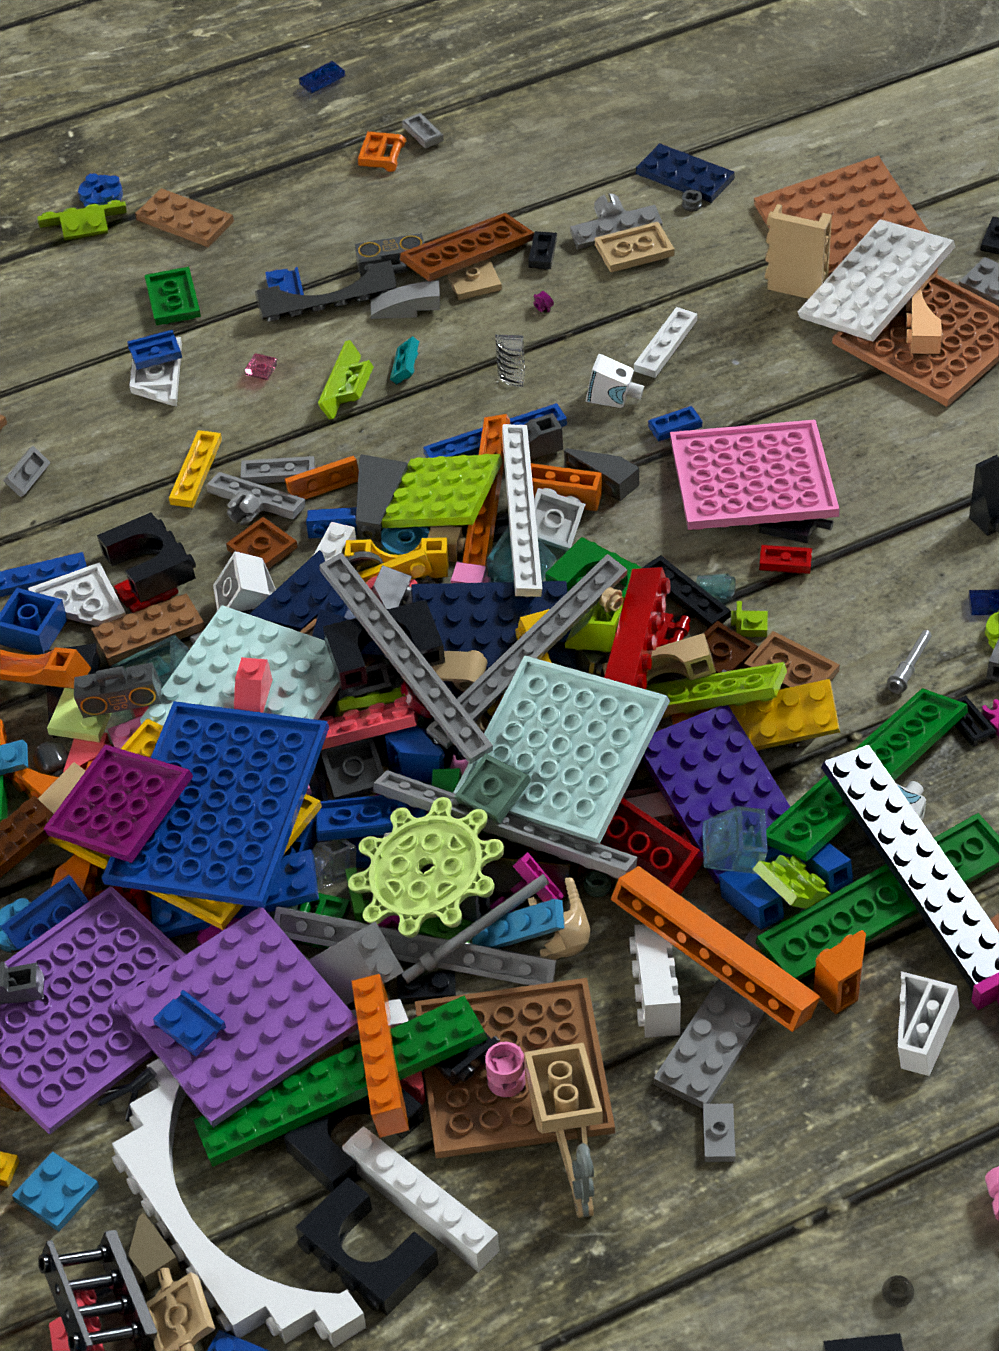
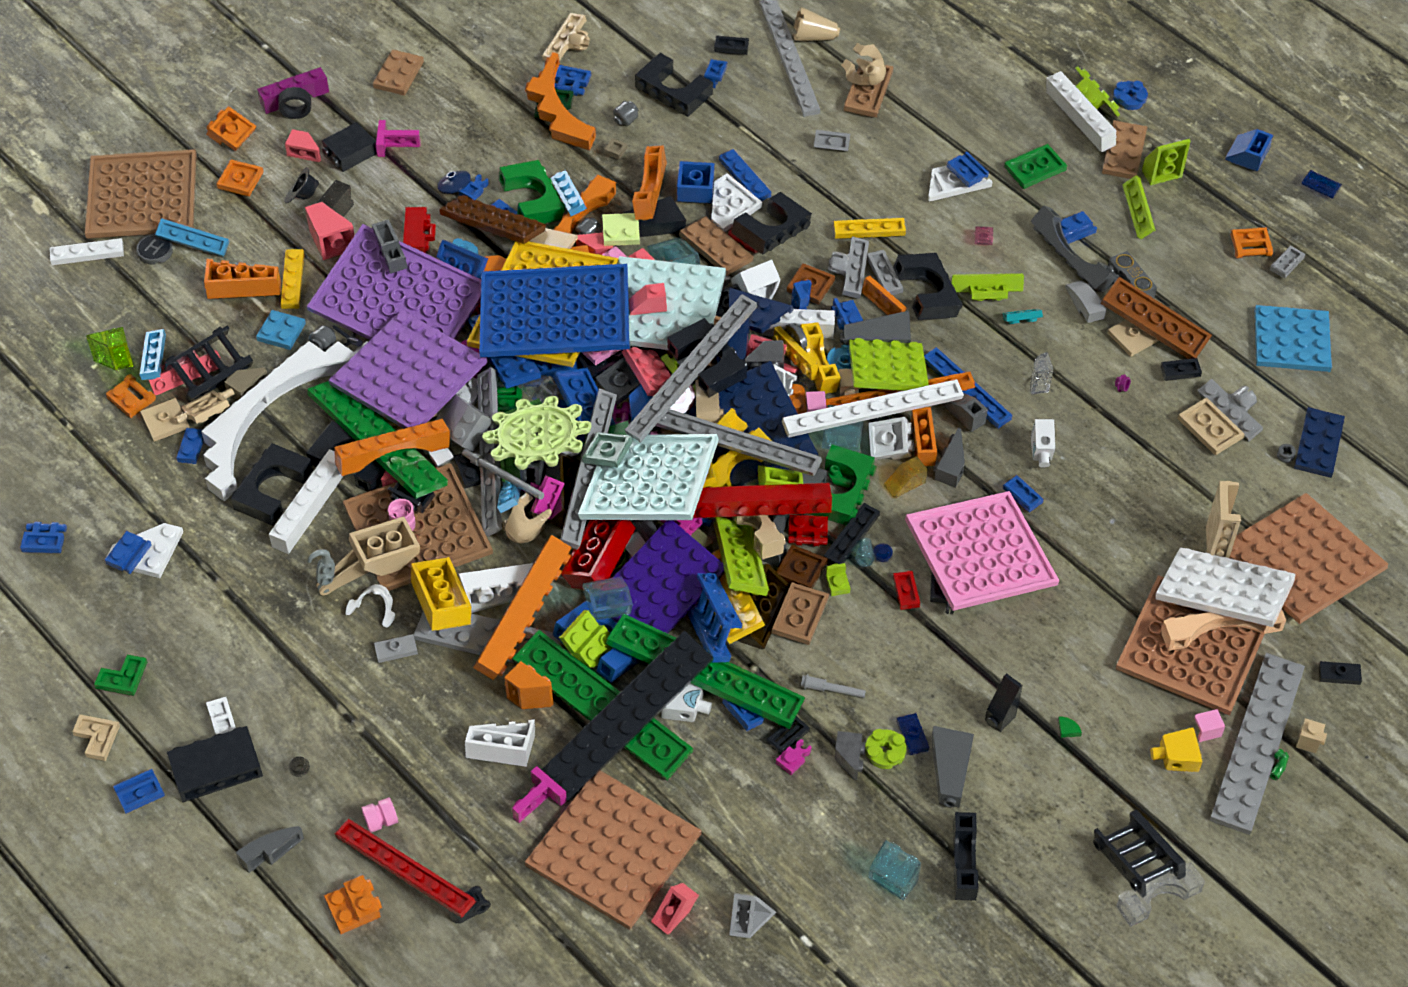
camera: 70 degrees right, 5 degrees up
(105, 1128) = (323, 337): none -> dark grey head
(112, 231) = (1081, 111): none -> white brick
(117, 690) = (630, 234): dark grey piece -> none
(118, 803) = (535, 259): magenta plate -> none
(189, 1023) = (388, 346): blue plate -> none
(234, 180) = (1166, 162): none -> lime slope
(245, 113) = (1250, 149): none -> blue slope
(284, 224) = (1138, 207): none -> lime plate
(294, 551) = (801, 294): none -> blue bracket
(296, 424) = (929, 269): none -> black arch
(491, 650) = (732, 421): none -> yellow panel
(531, 156) = (1292, 338): none -> dark azure plate
(611, 599) = (788, 473): tan plate -> none
(612, 1139) = (376, 589): none -> white helmet
(616, 519) = (906, 477): none -> clear yellow slope
(659, 1043) = (440, 594): none -> yellow brick
(665, 342) = (1109, 469): white plate -> none
(720, 566) = (882, 552): none -> clear blue plate
(801, 760) = (702, 620): none -> blue fence
(938, 753) = (745, 717): none -> blue plate

